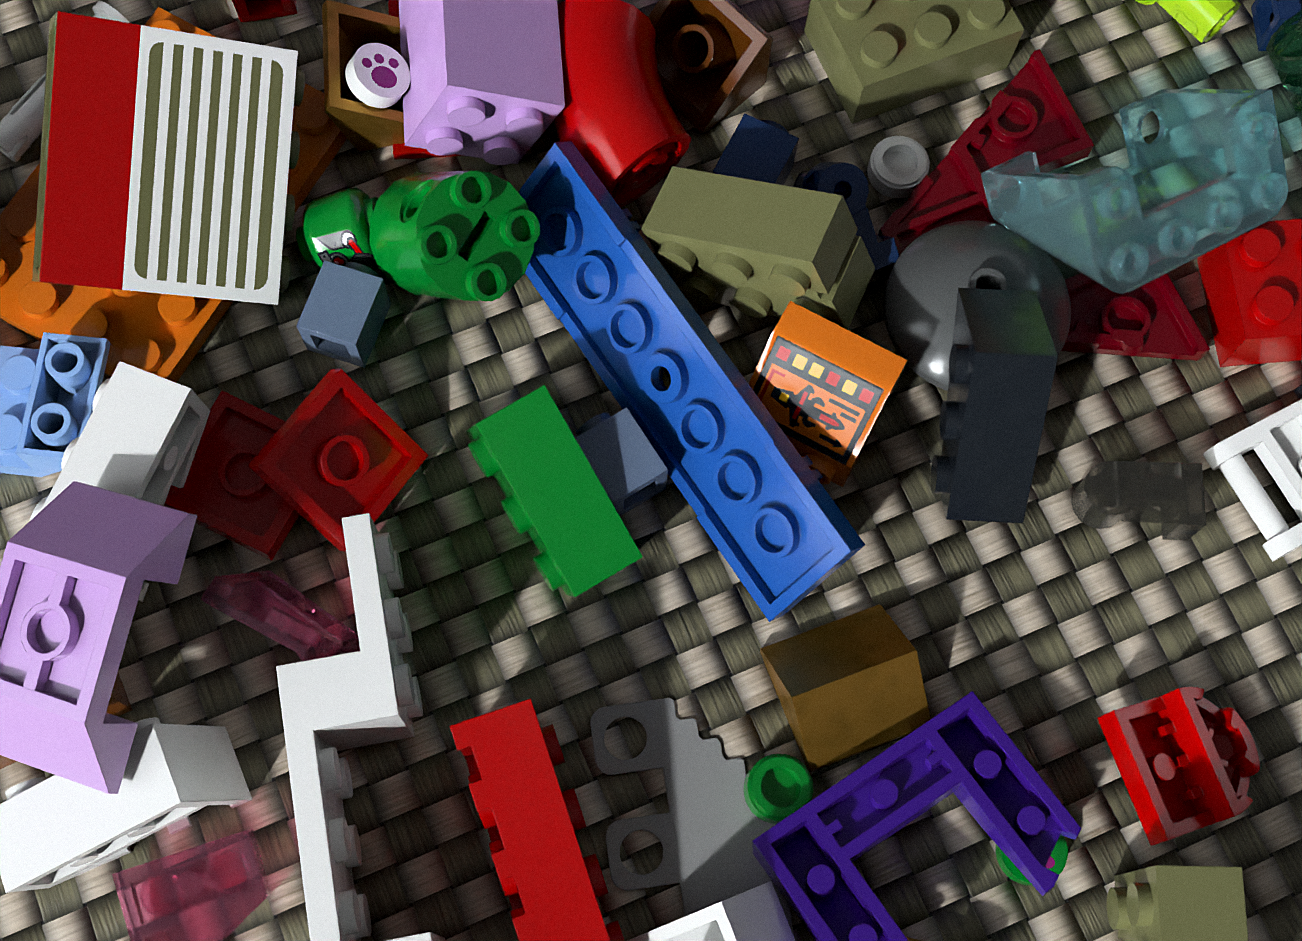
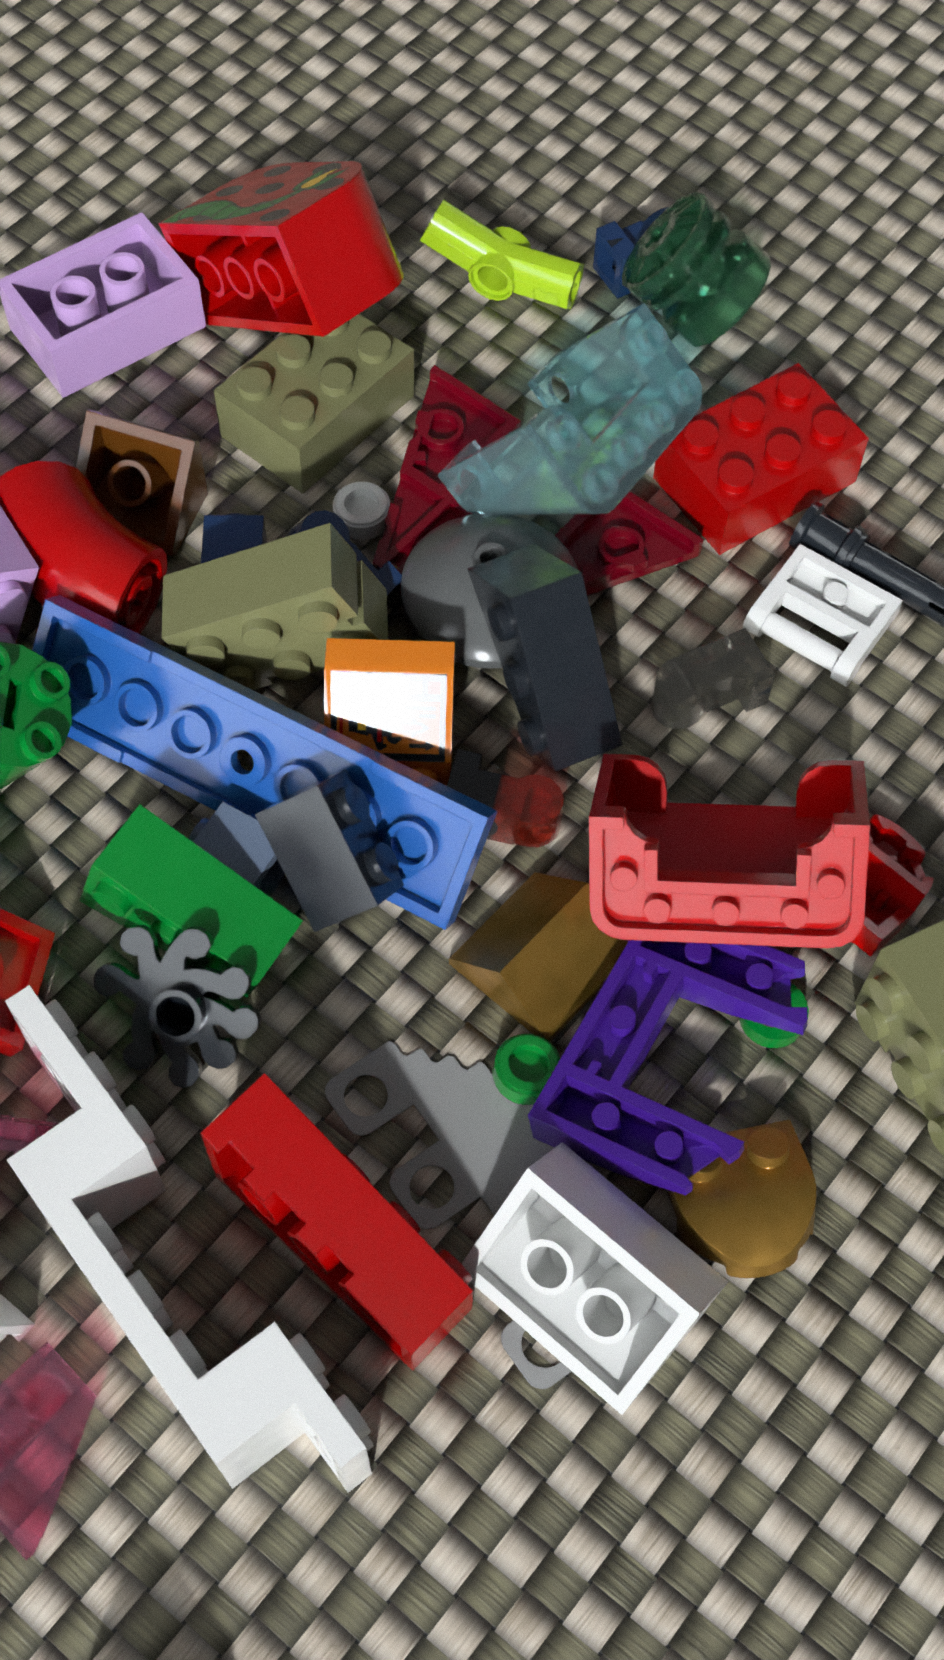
camera: 25 degrees left, 10 degrees down
(499, 580) = (179, 1003): none -> black animal
(698, 503) = (331, 850): none -> black brick
(893, 539) = (526, 807): none -> clear red leg
(1060, 699) = (729, 867): none -> red windscreen

